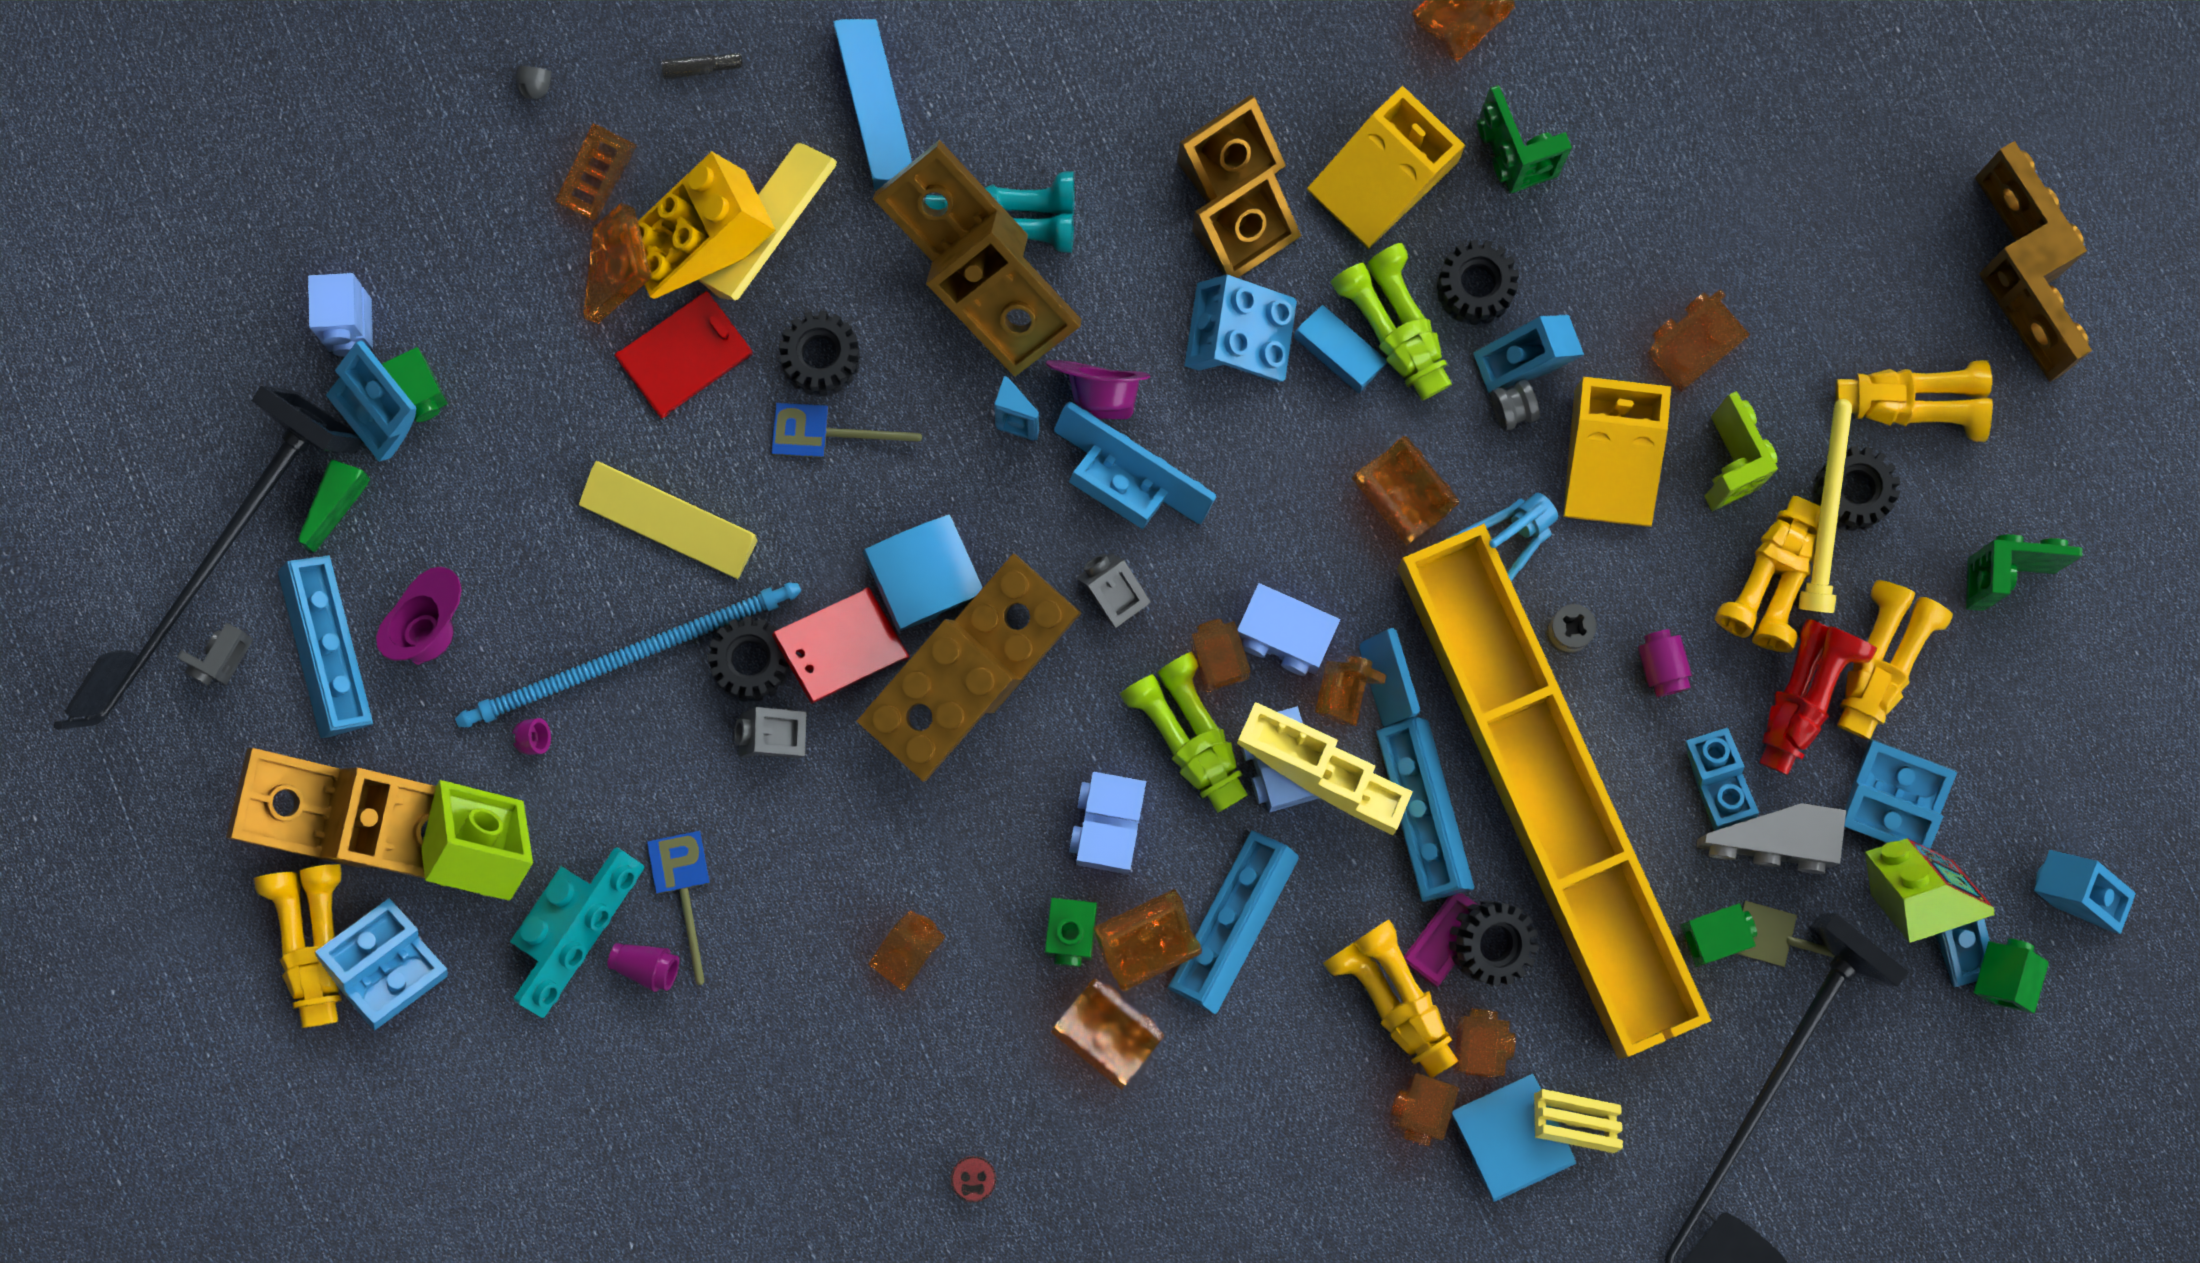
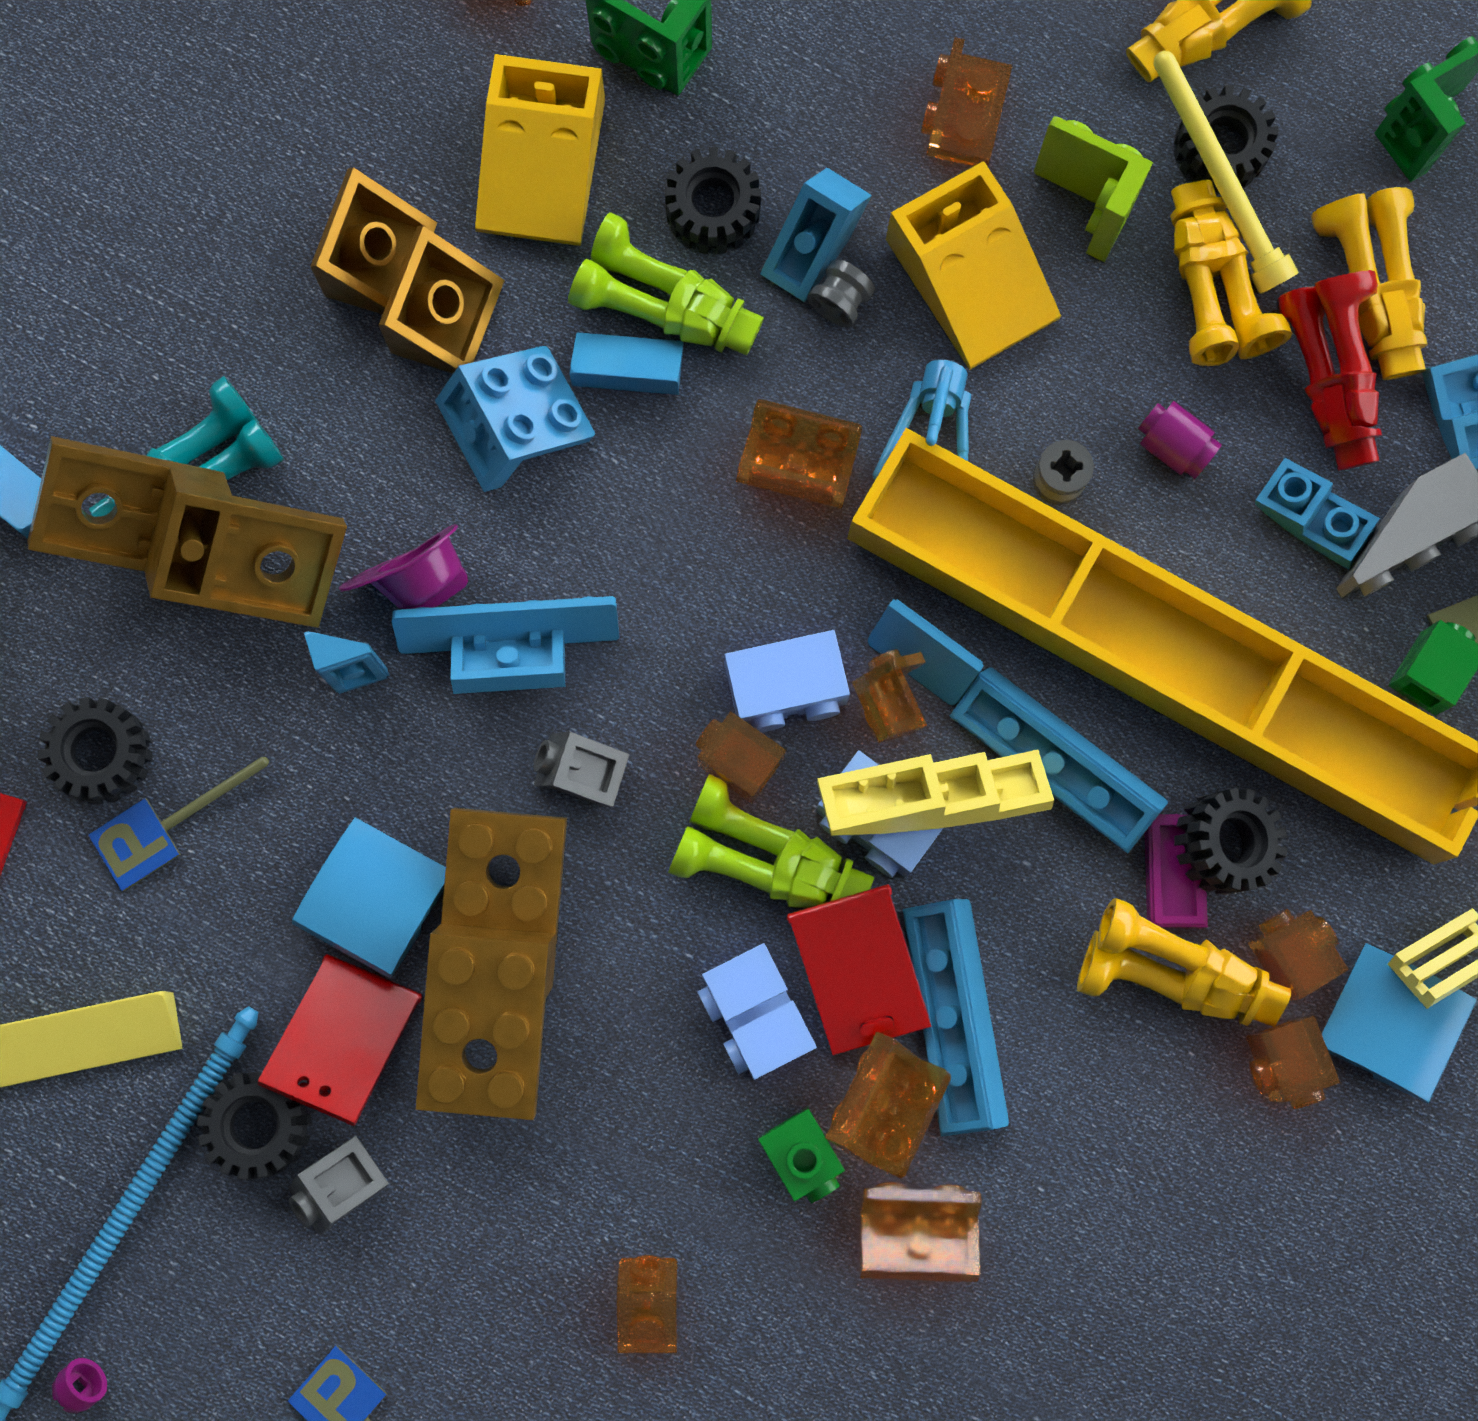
camera: 35 degrees left, 0 degrees up
(1194, 844) = (859, 969): none -> red container

